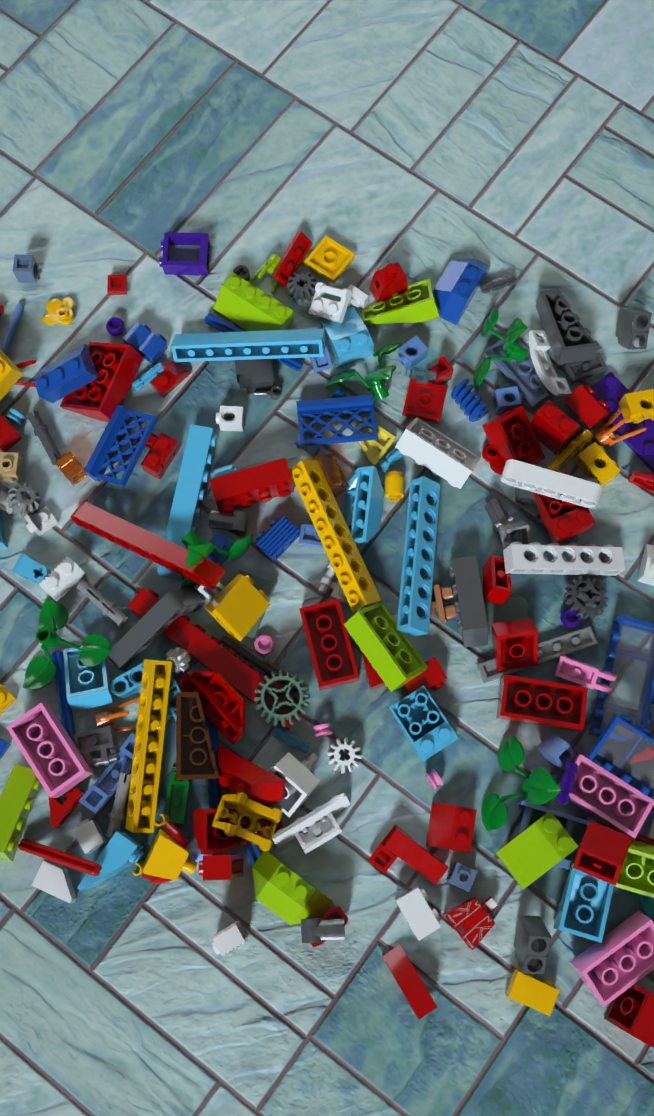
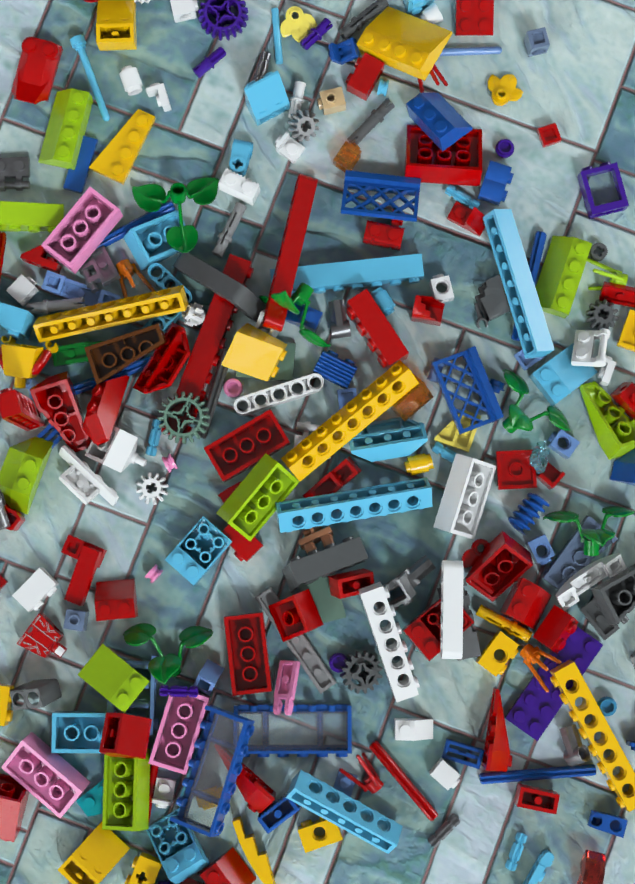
camera: 75 degrees right, 10 degrees up
(247, 437) = (427, 310): none -> red piece
(253, 812) = (57, 422): yellow piece -> none
(285, 590) = (271, 401): none -> white beam
(388, 570) = (335, 479): none -> red slope

